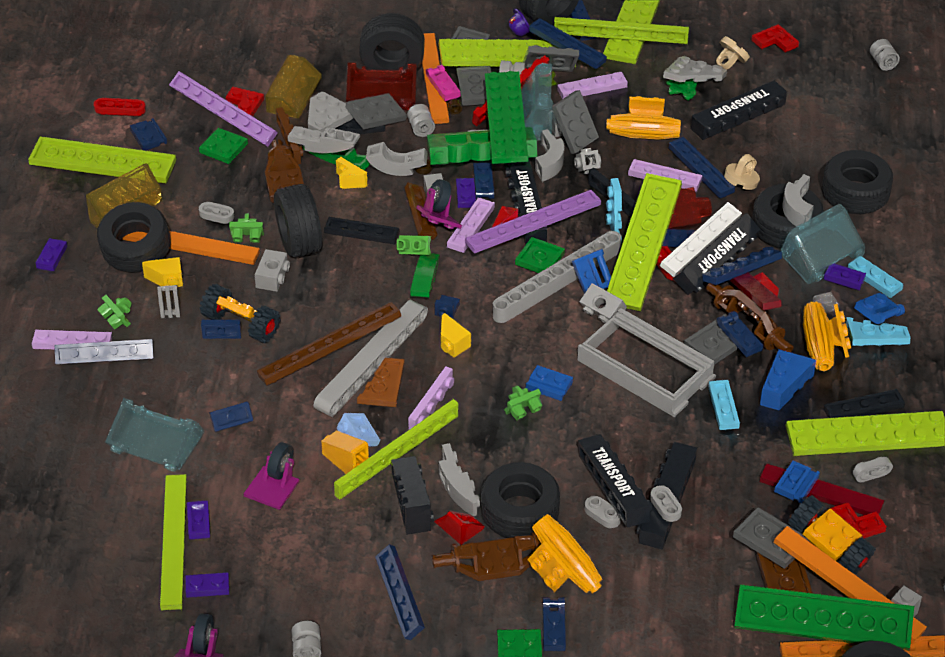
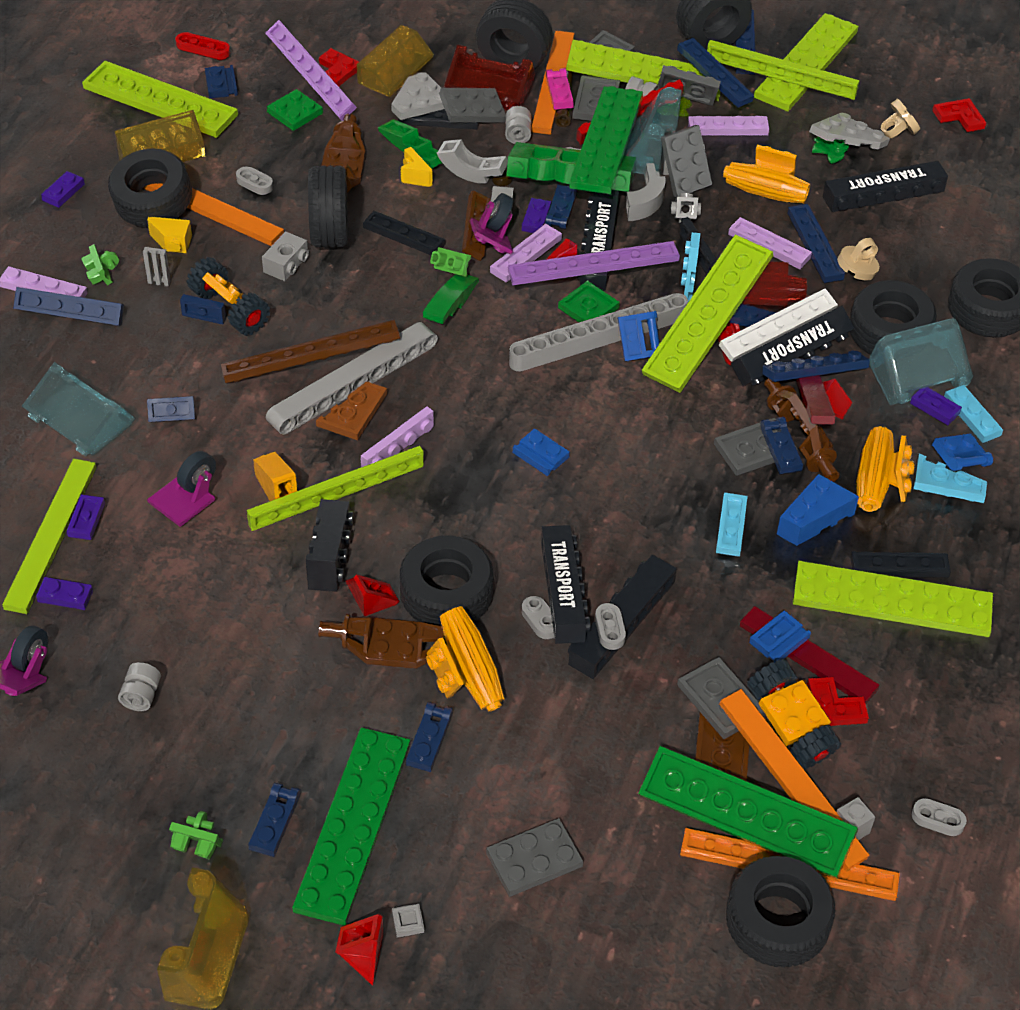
camera: 15 degrees right, 5 degrees up
(246, 226) = (278, 202): bright green hips -> none
(285, 128) = (368, 113): reddish brown plate -> none
(329, 141) = (396, 126): light grey slope -> none
(359, 427) = (302, 456): light blue bracket -> none
(399, 592) = (268, 655): dark blue plate -> none
(446, 305) = (461, 339): dark blue bracket -> none
(454, 337) = (452, 375): yellow slope -> none
(457, 483) = (387, 541): light grey slope -> none
(519, 24) = (669, 40): dark purple hat -> none
(521, 398) = (498, 464): bright green hips -> none
(595, 297) = (630, 365): light grey brick -> none
(637, 383) = (714, 462): light grey piece -> none
(794, 206) = (899, 313): light grey arch -> none
(827, 300) = (902, 428): clear plate -> none
(872, 469) = (879, 643): light grey plate -> none

